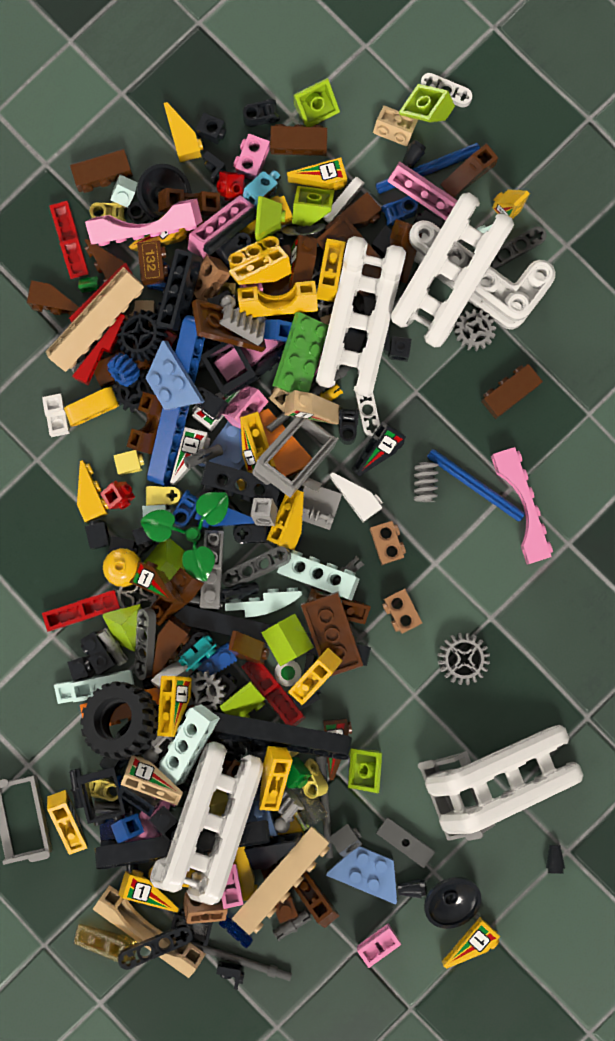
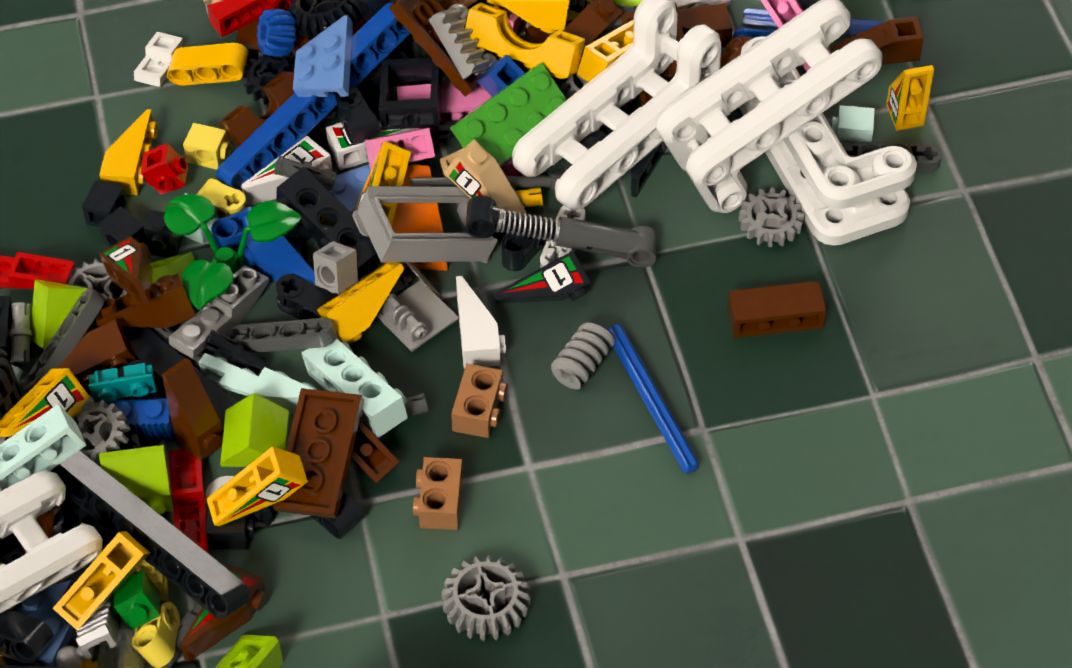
camera: 30 degrees right, 30 degrees down
(120, 566) = (97, 234): yellow cylinder -> none
(400, 349) = (653, 189): black brick -> none
(409, 394) = (633, 244): none -> piece
(509, 468) = (687, 502): bright pink arch -> none

